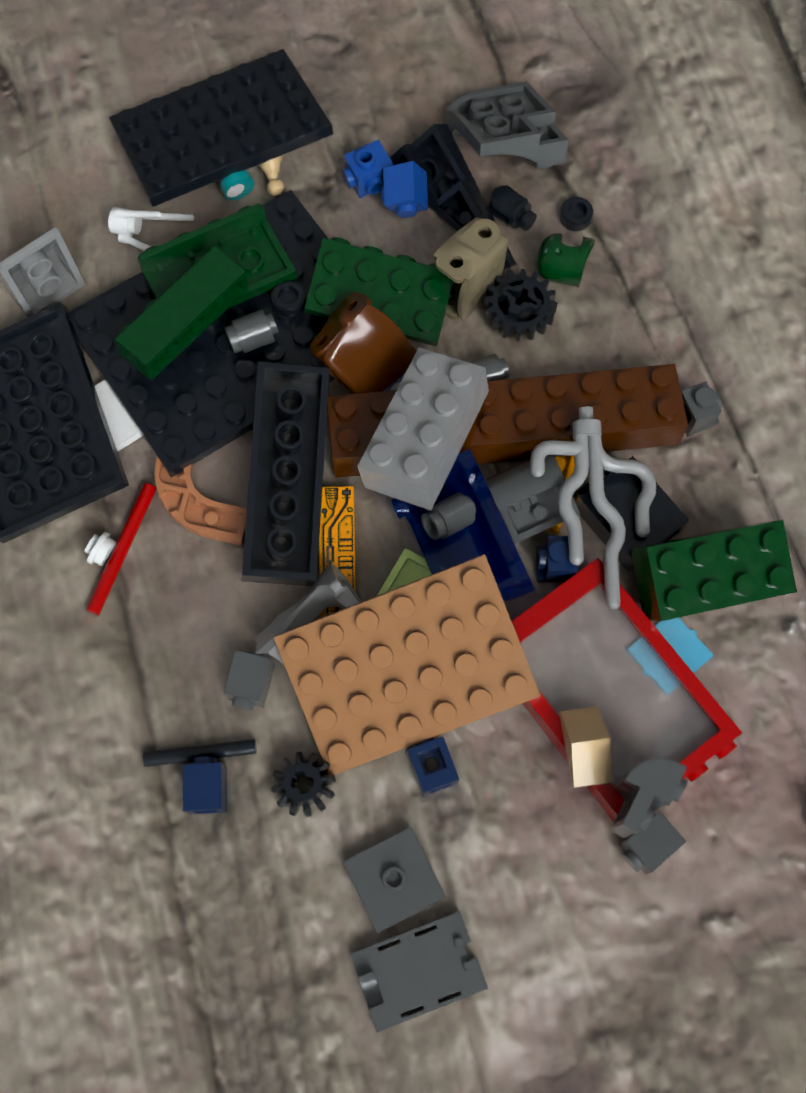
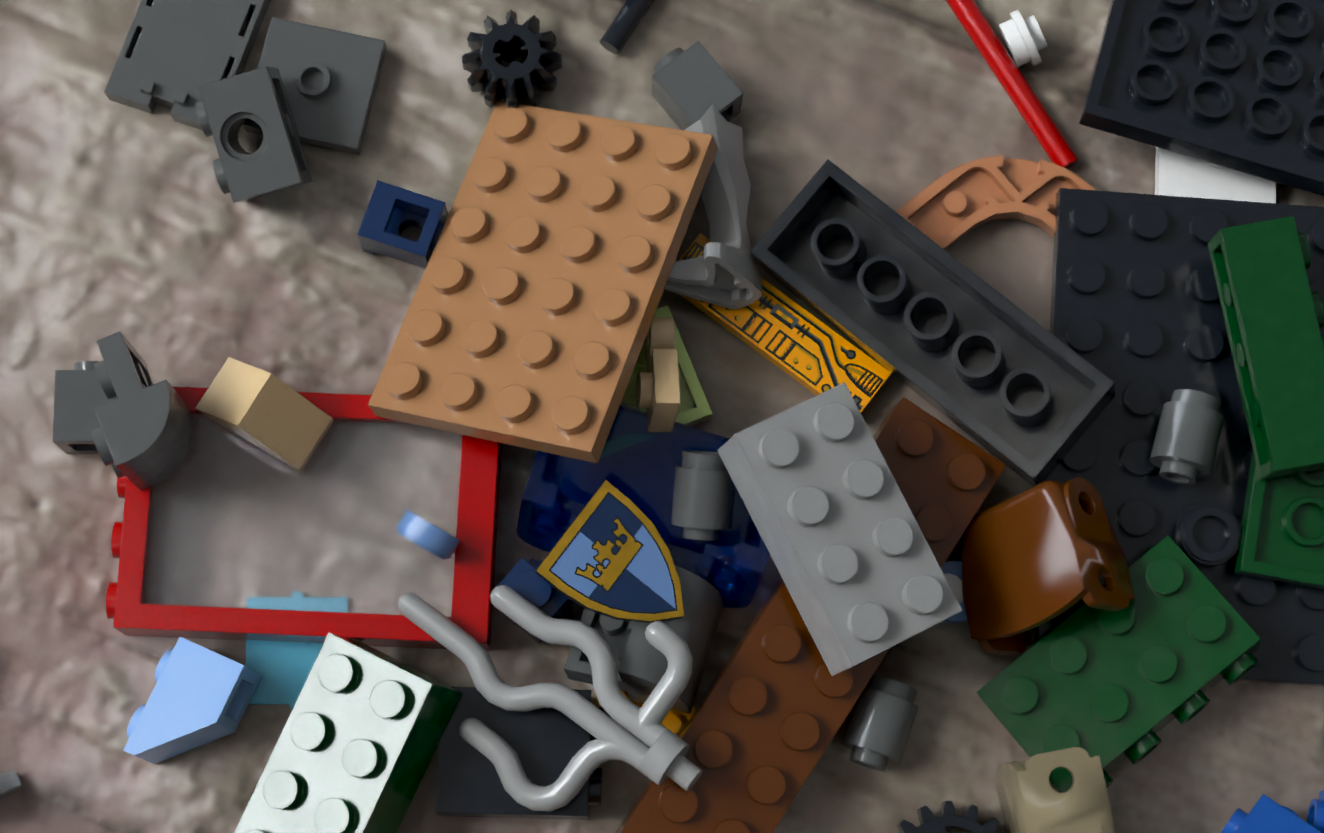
camera: 125 degrees right, 5 degrees up
(416, 567) = (659, 386): none -> tan plate
(431, 891) = (280, 158): none -> dark grey brick
(518, 521) = (615, 562): none -> shield
(576, 618) = (427, 535): none -> medium blue tile
(736, 671) = (192, 704): none -> light blue slope

